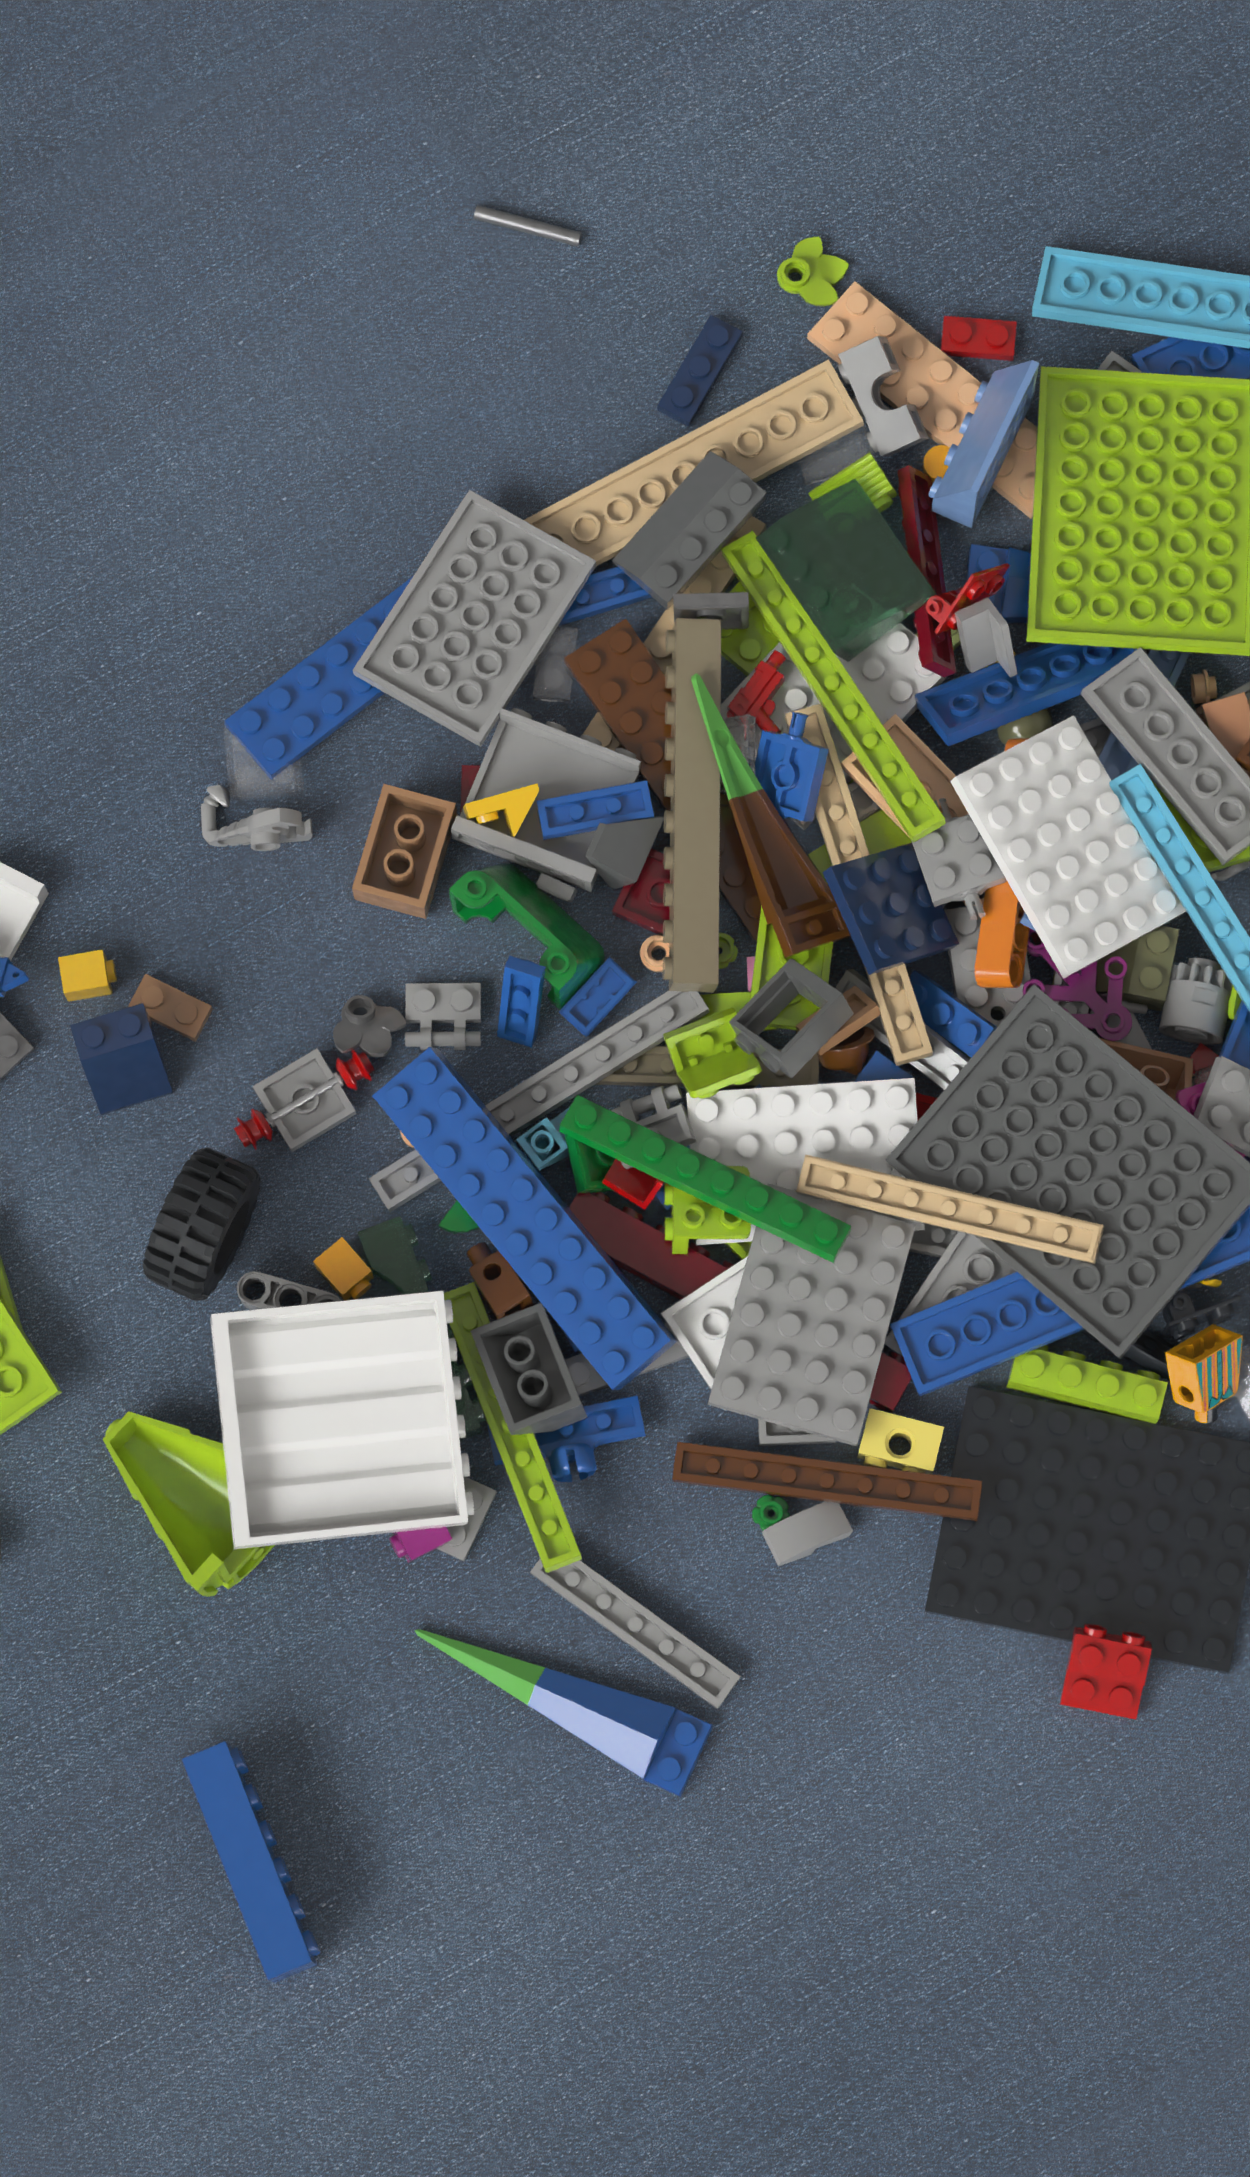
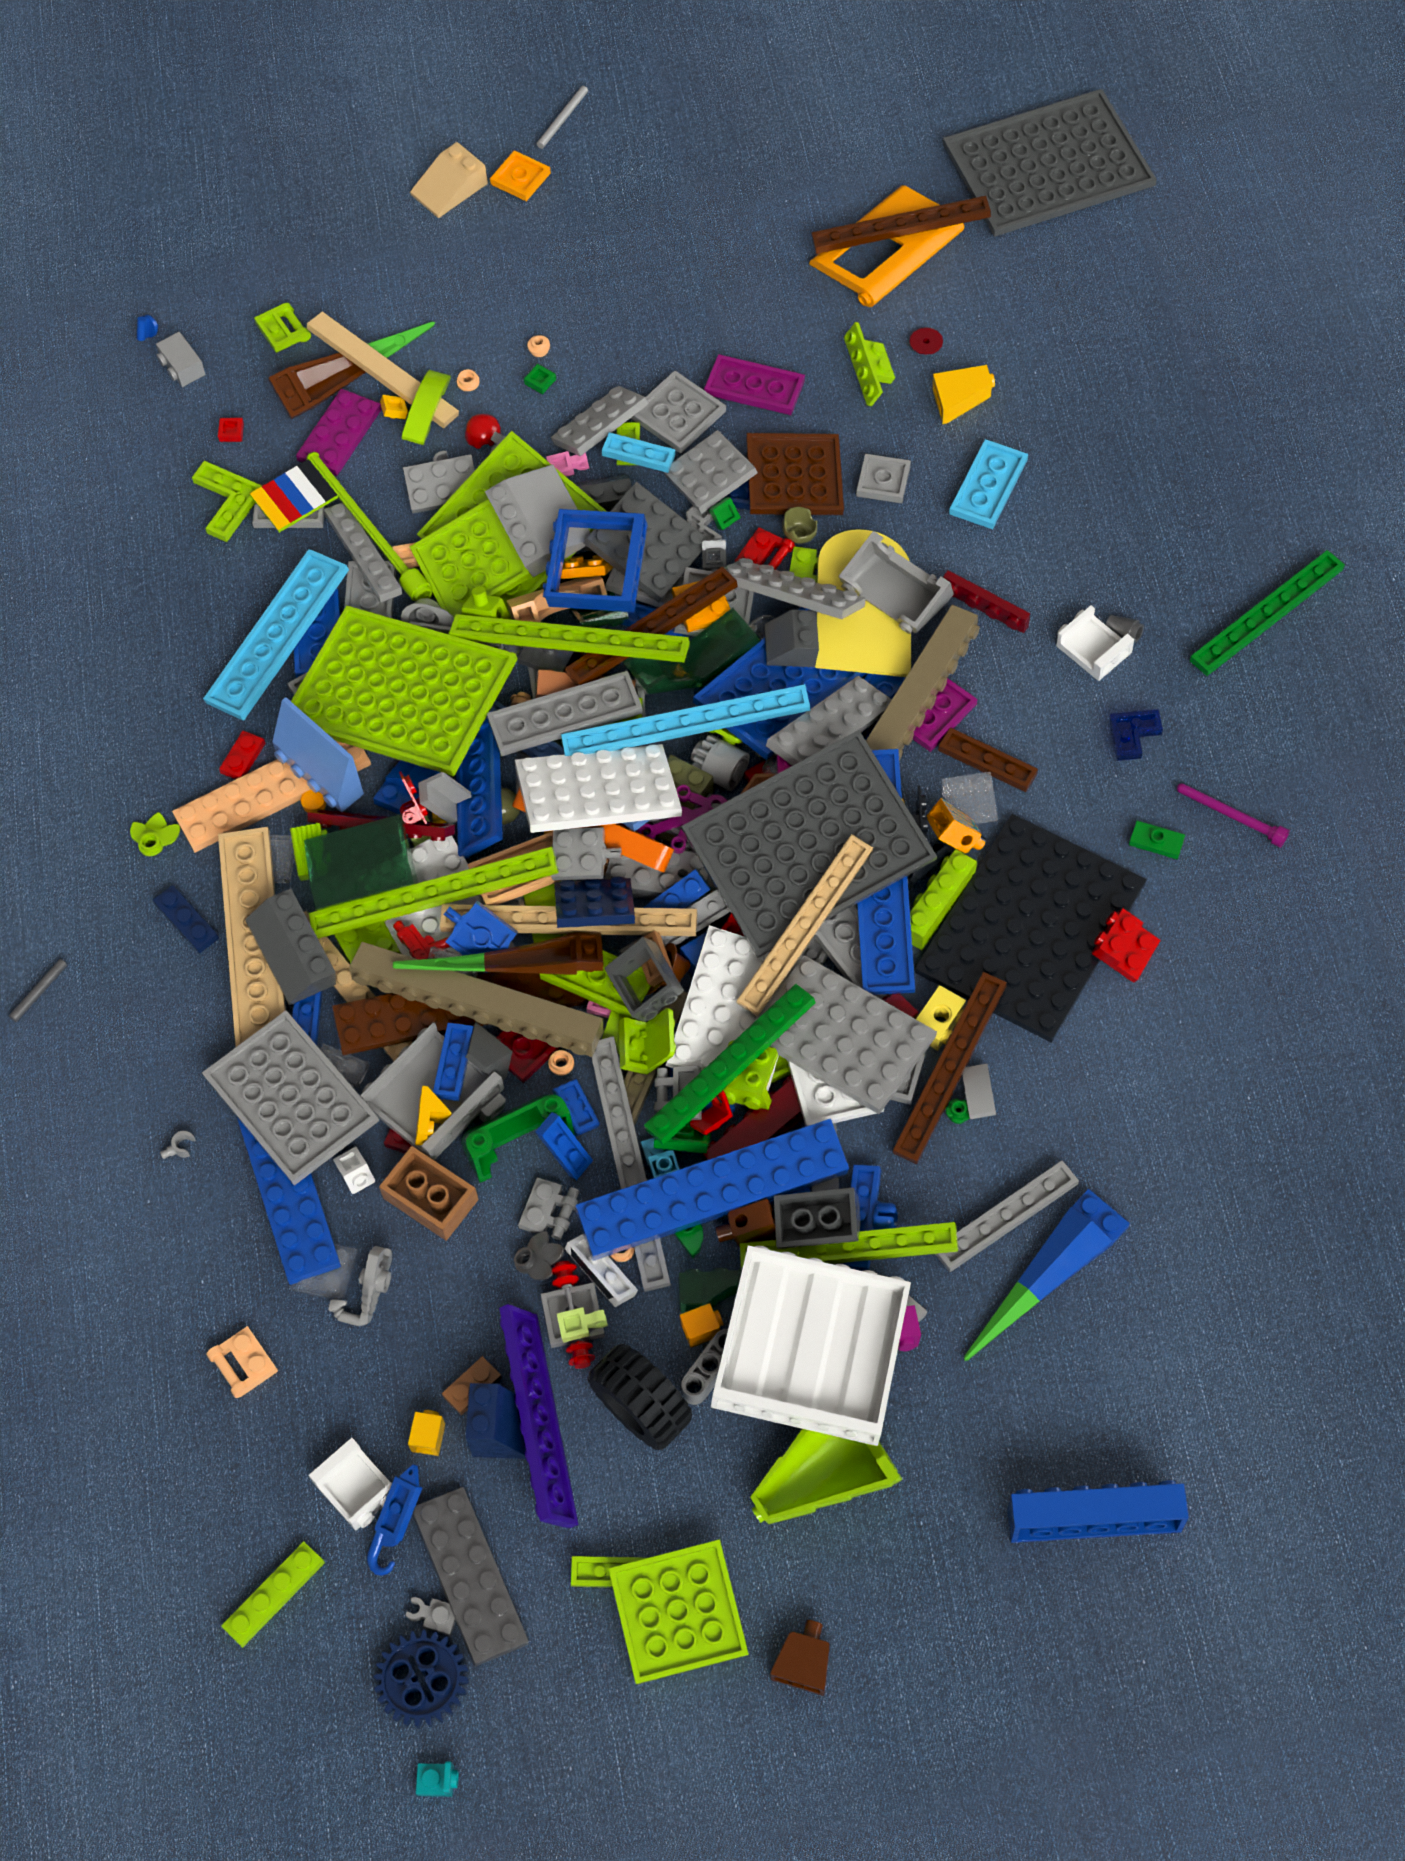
camera: 70 degrees left, 15 degrees down
(117, 714) = (249, 1356): none -> light nougat plate
(149, 1105) = (538, 1417): none -> dark purple plate
(285, 1109) = (576, 1324): none -> yellowish green plate
(363, 499) = (173, 1148): none -> light grey piece
(369, 1124) = (602, 1272): none -> white plate
(410, 741) = (354, 1170): none -> white bracket
(727, 607) = (354, 936): flat silver plate -> none
(865, 370) = (277, 818): light grey arch -> none

